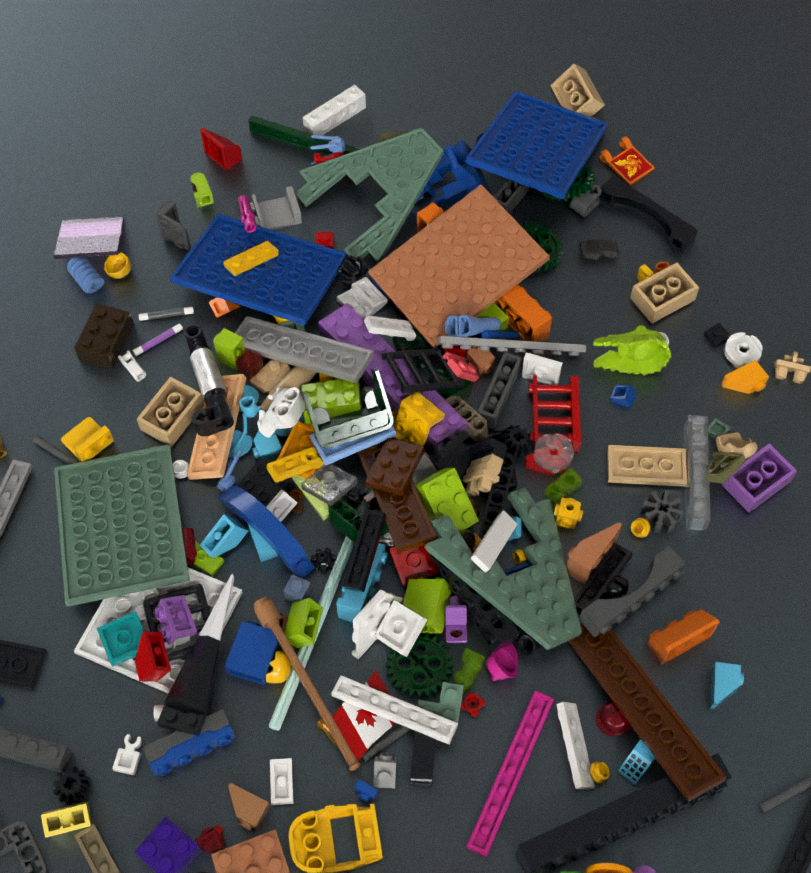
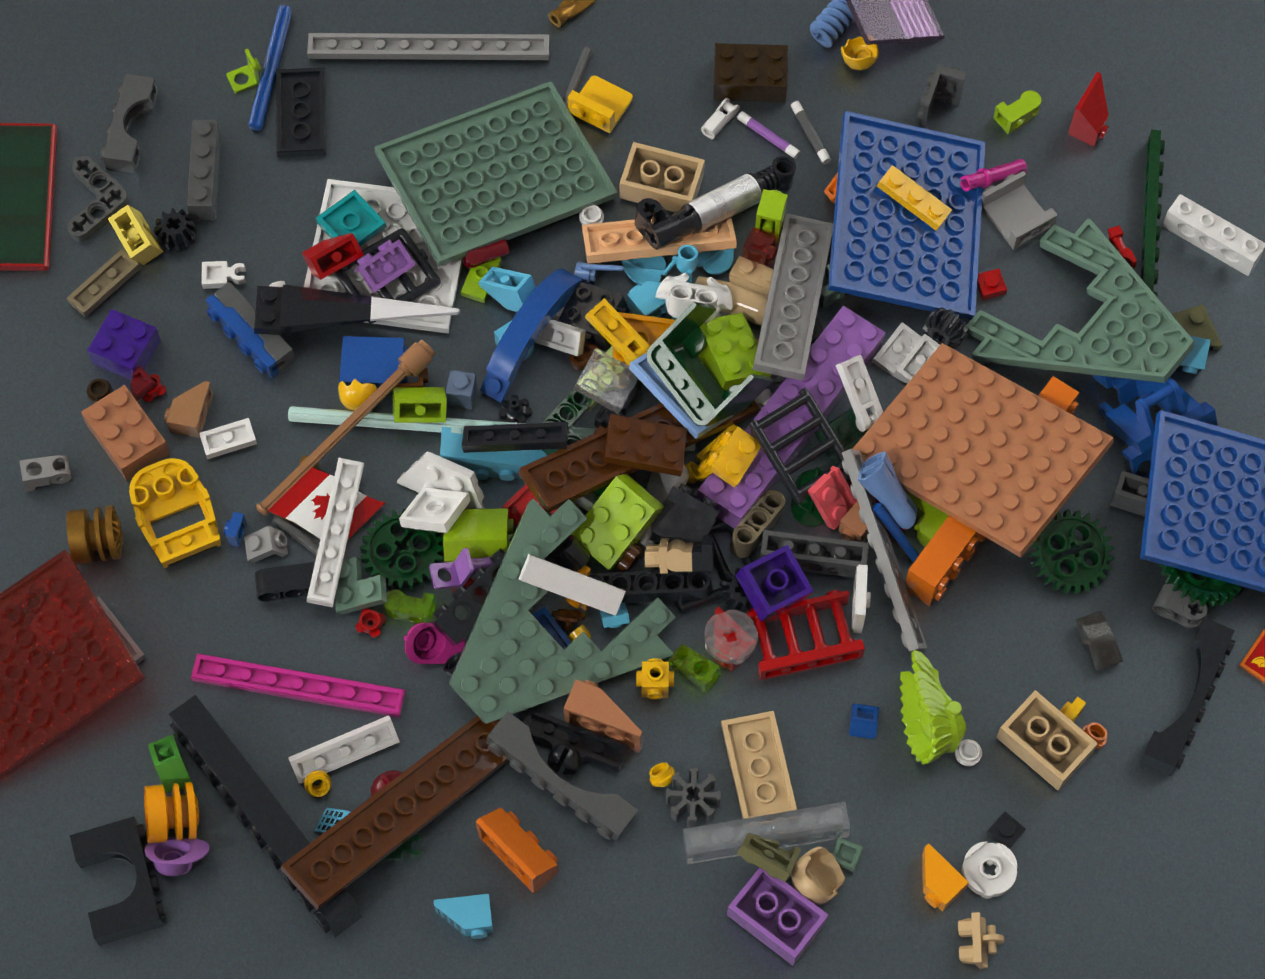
camera: 75 degrees right, 5 degrees up
(335, 145) = (1141, 247): medium blue plant -> none
(504, 559) = (568, 617): none -> reddish brown plant
(524, 411) = (774, 583): none -> dark purple brick

